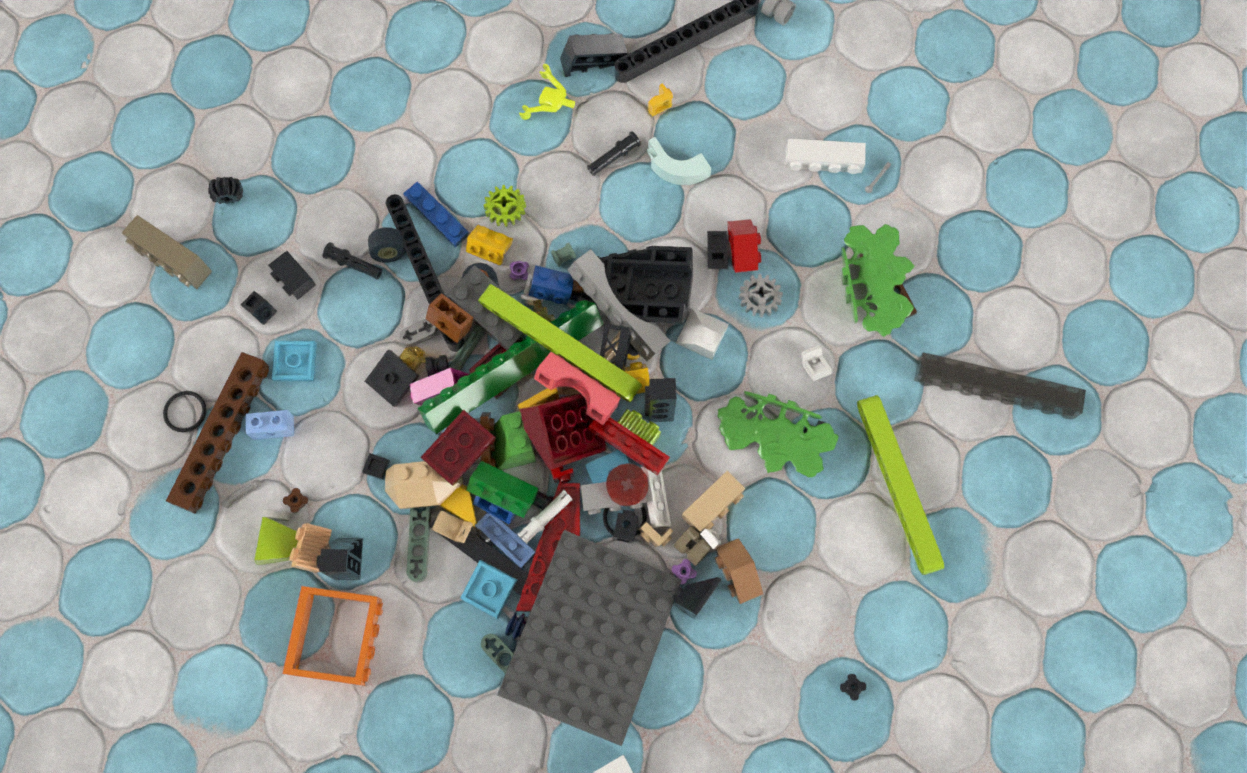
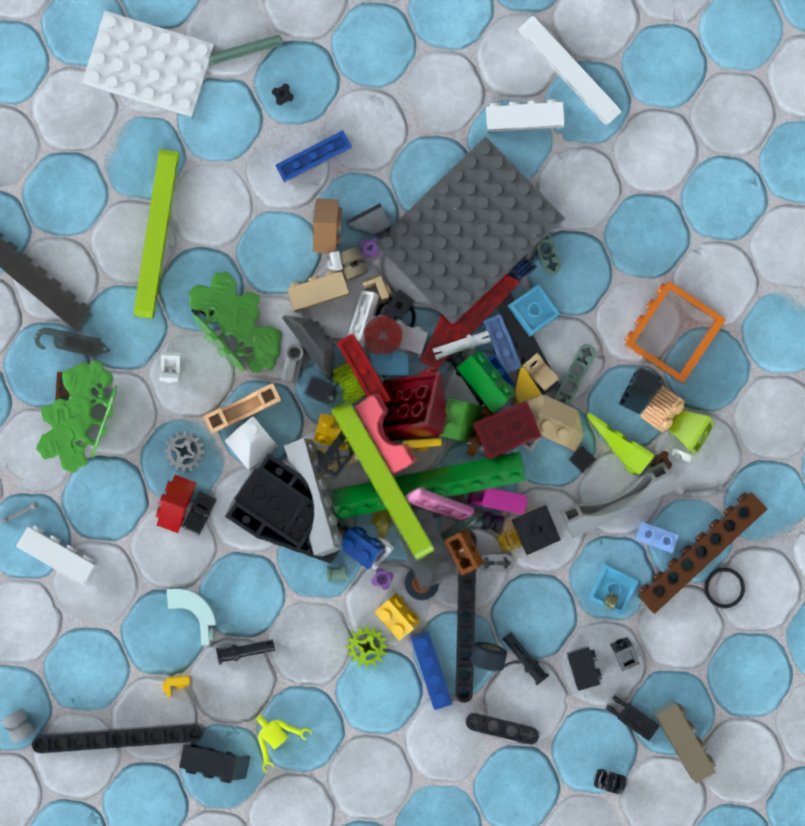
camera: 150 degrees left, 15 degrees up
(227, 255) = (634, 719): none -> black hinge
(290, 345) = (611, 601): none -> olive plate
(296, 468) = (652, 485): none -> light grey arch
(329, 492) = (628, 452): none -> lime wedge
(347, 191) = (501, 731): none -> black beam
(493, 350) = (440, 504): none -> bright pink tile
(693, 452) = (313, 341): none -> dark grey wedge
(701, 422) = (292, 365): none -> light grey piece
(735, 348) = (242, 408): none -> light nougat arch
(787, 637) = (313, 156): none -> blue plate
(916, 716) = (245, 49): none -> sand green axle
(917, 344) = (72, 342): none -> clear smoke plate
(1004, 651) = (148, 64): none -> white plate

